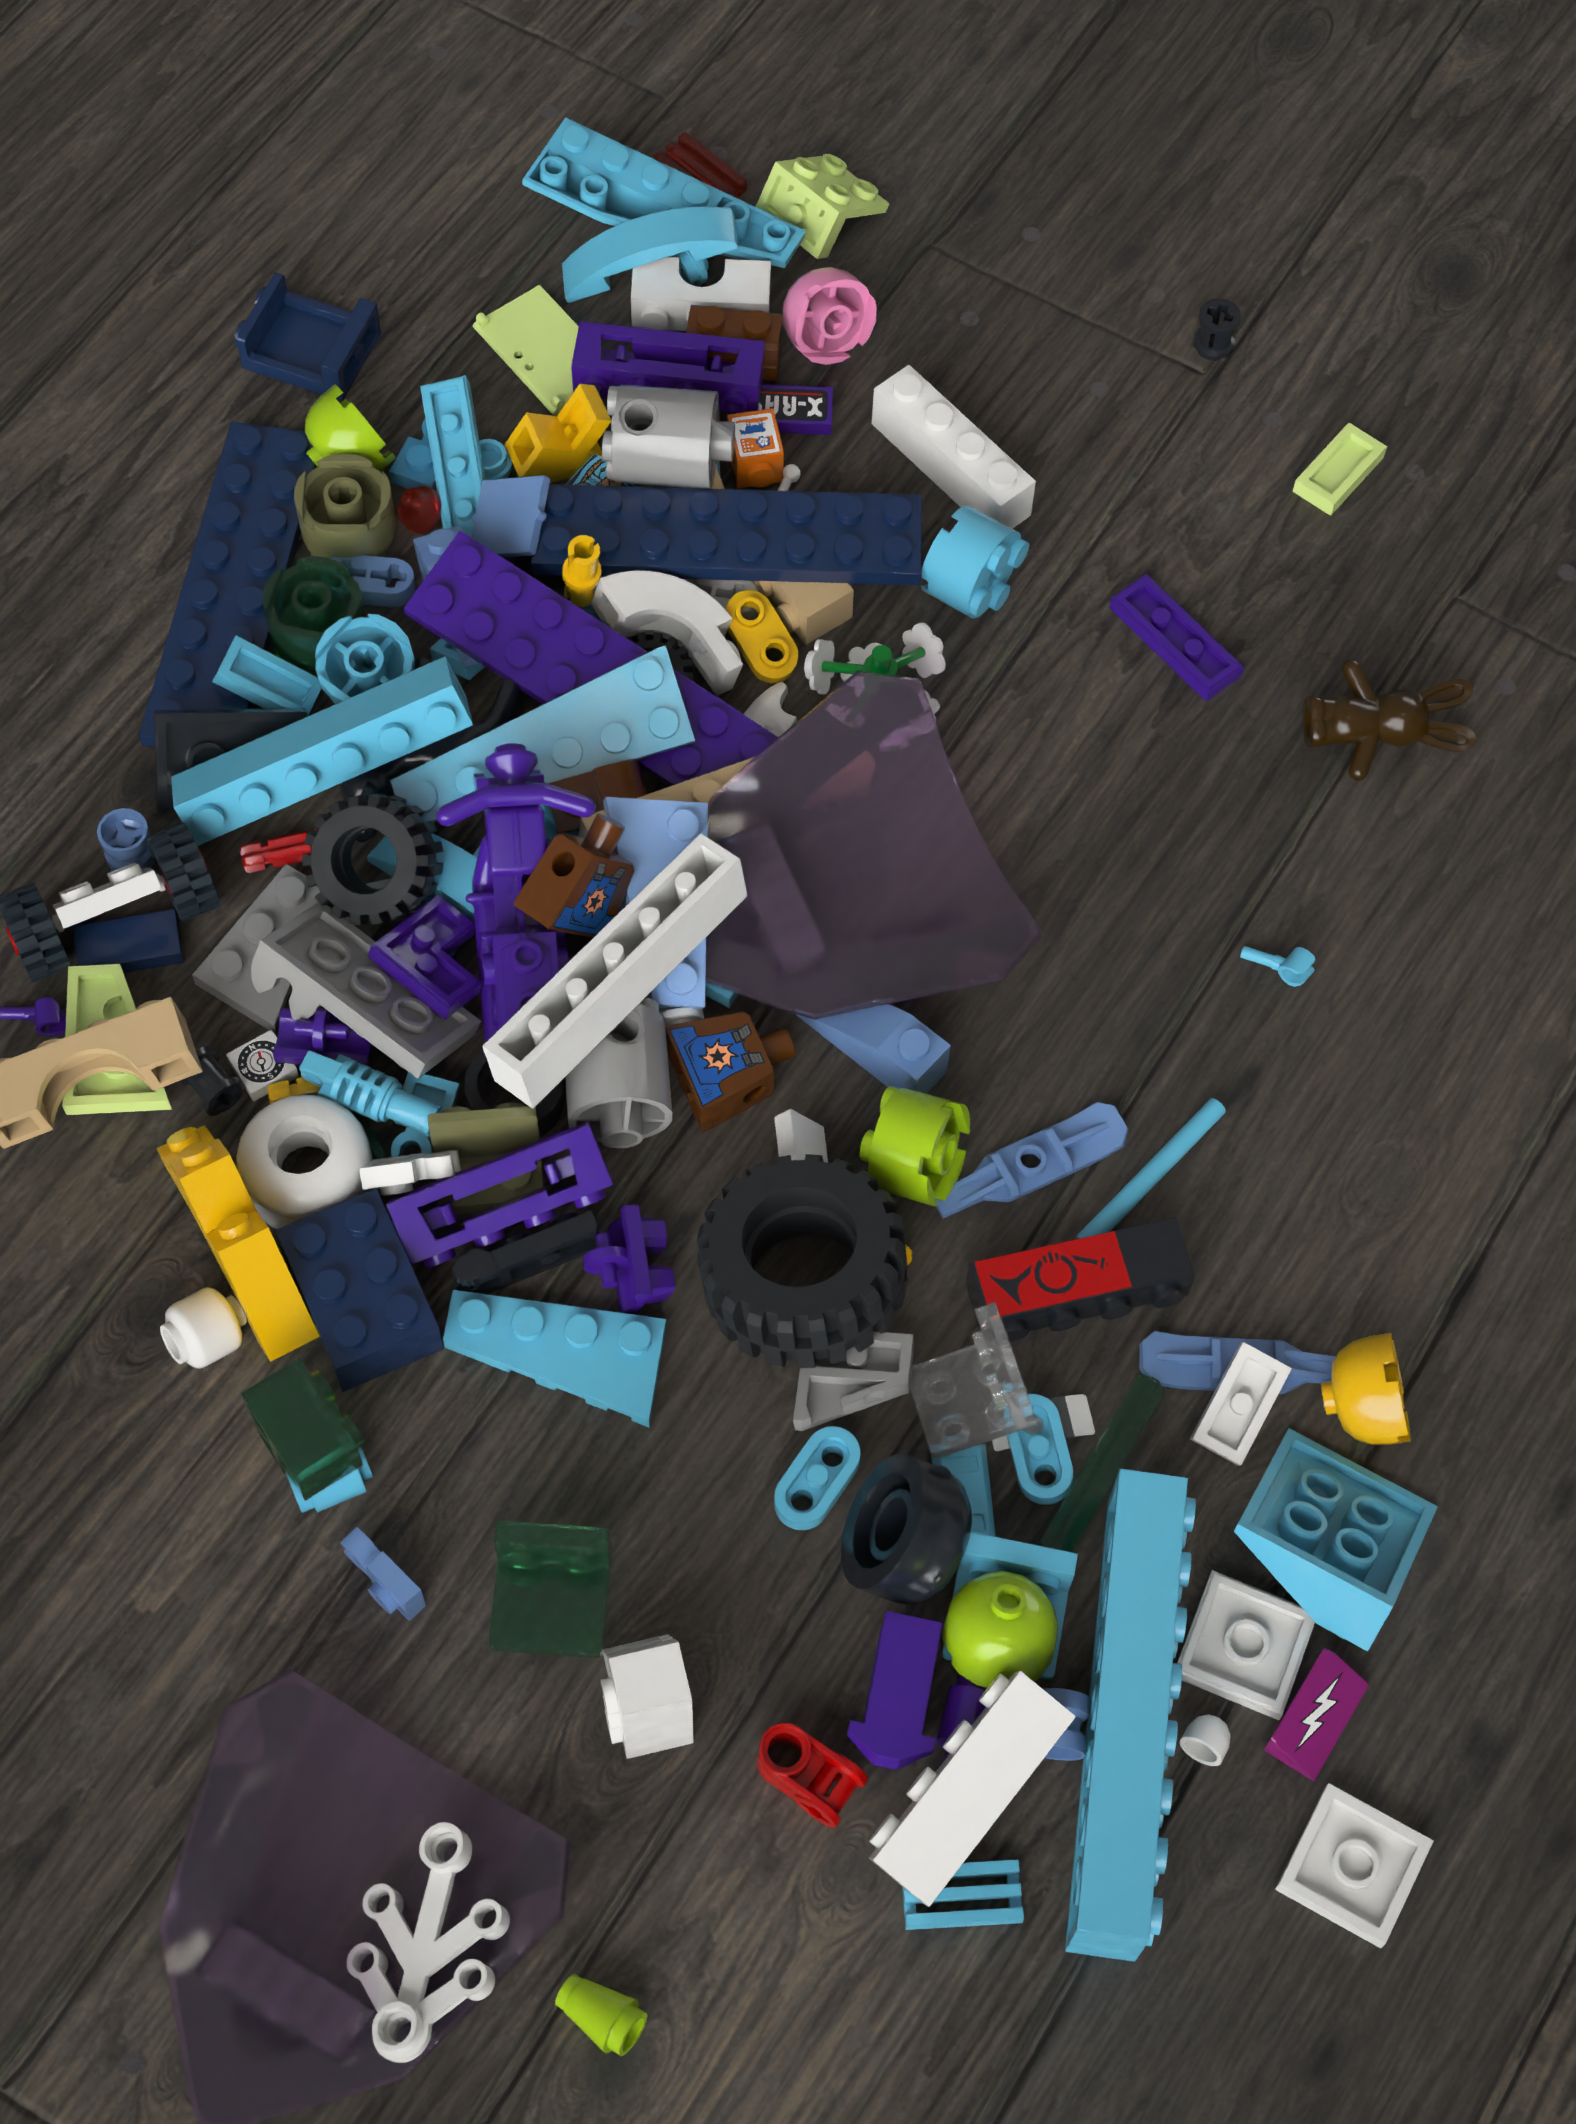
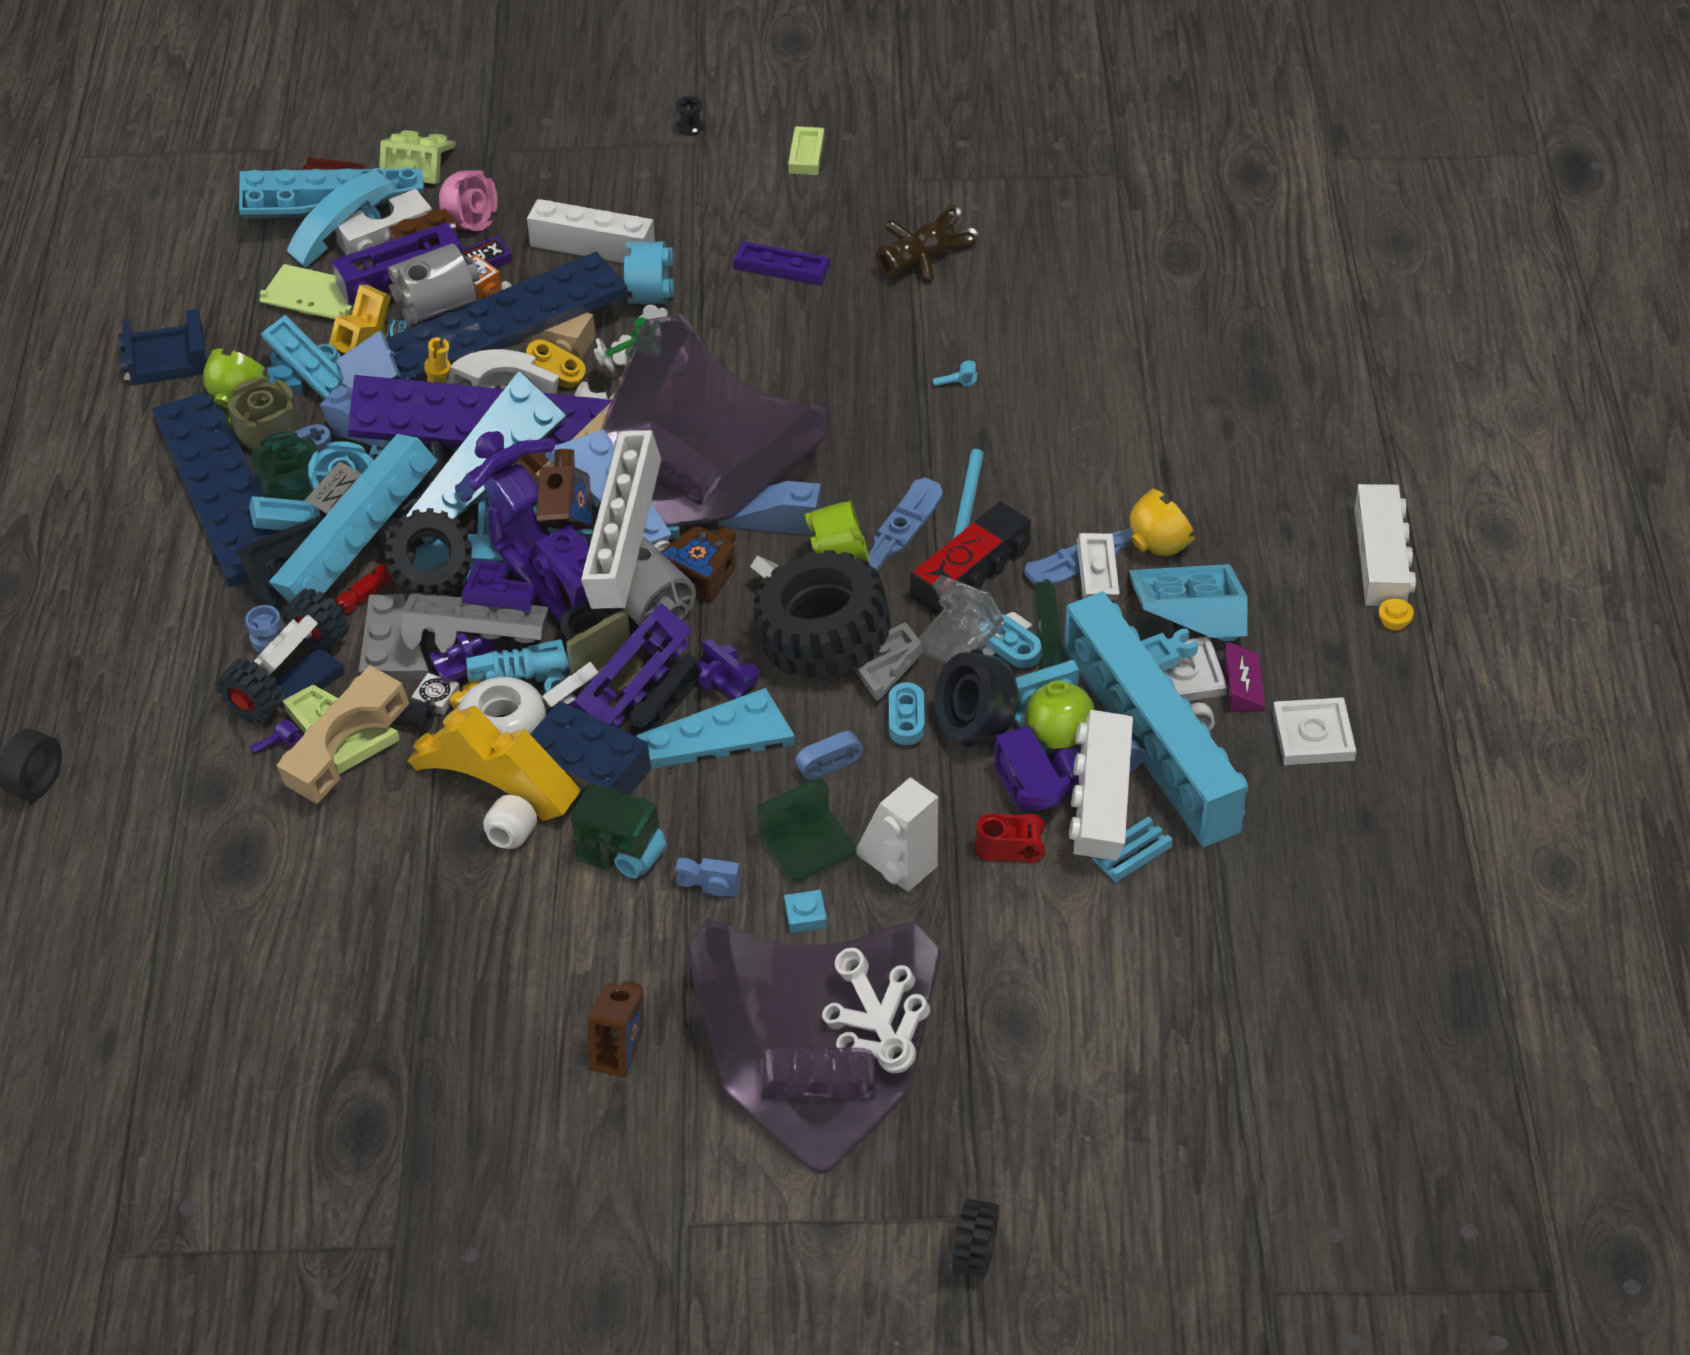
camera: 30 degrees left, 15 degrees down
(103, 1735) = (619, 1010): none -> reddish brown torso
(334, 683) = (333, 487): none -> clear smoke sticker
(419, 509) = (306, 397): clear red plate -> none
(471, 1705) = (805, 911): none -> medium azure plate
(602, 2014) = (995, 998): lime cone -> none
(669, 1481) = (829, 755): none -> medium blue beam
(1218, 1607) = (1170, 650): none -> medium azure plate

